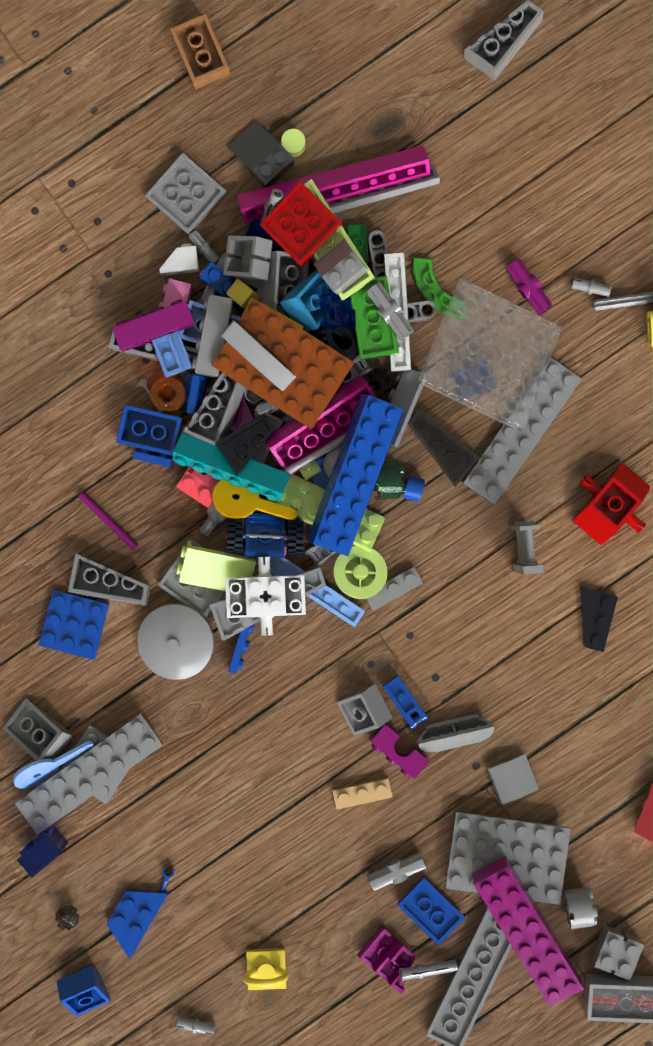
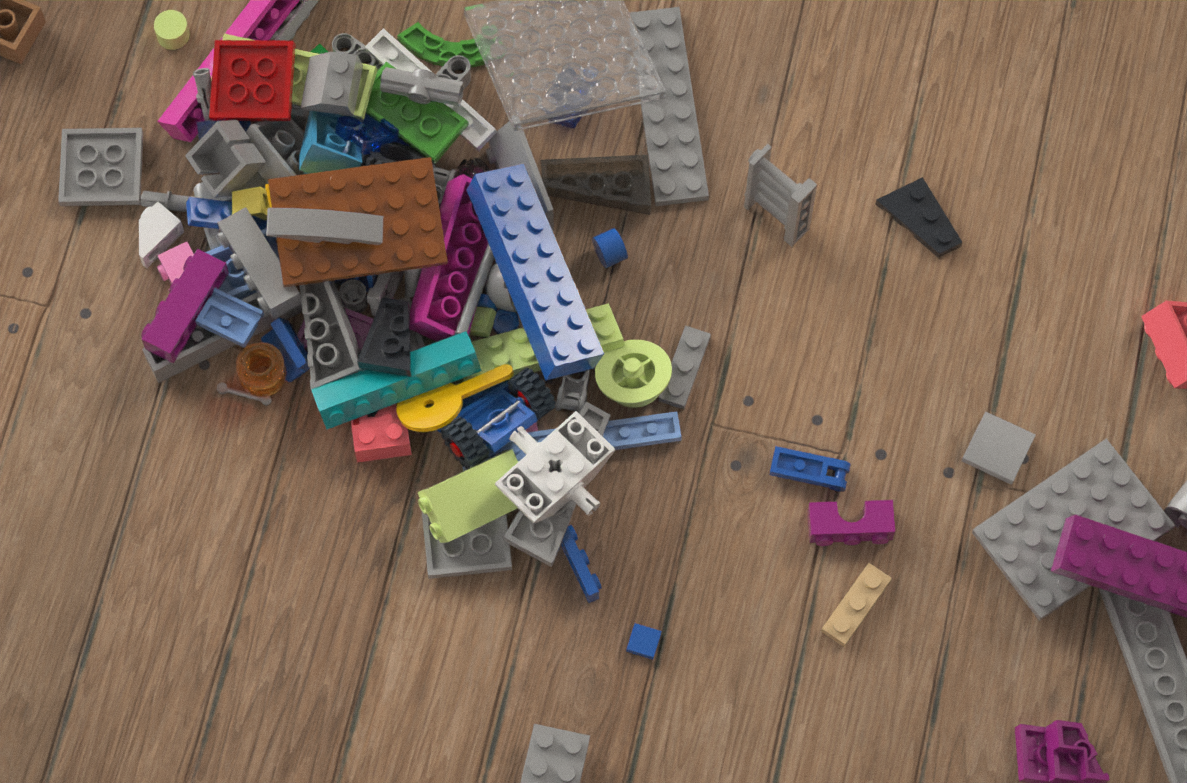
camera: 45 degrees left, 20 degrees down
(74, 624) = (372, 701): blue plate -> none
(102, 582) = (372, 619): light grey wedge -> none
(107, 520) = (311, 560): magenta bar -> none
(149, 430) = (274, 422): blue brick -> none
(161, 459) = (311, 447): blue plate -> none
(175, 641) = (502, 618): light grey dish -> none
(212, 520) = (425, 451): light grey axle -> none
(237, 715) = (644, 641): none -> blue tile
(261, 154) = (149, 66): dark grey slope -> none
(365, 710) = (773, 513): light grey slope -> none
(389, 481) = (581, 256): clear green brick -> none
(396, 871) = (972, 651): light grey piece -> none
(420, 971) = (1109, 724): light grey pin -> none
(431, 910) = (1050, 661): blue plate -> none
(455, 733) = (894, 452): light grey brick -> none
(598, 517) = (827, 96): red slope -> none

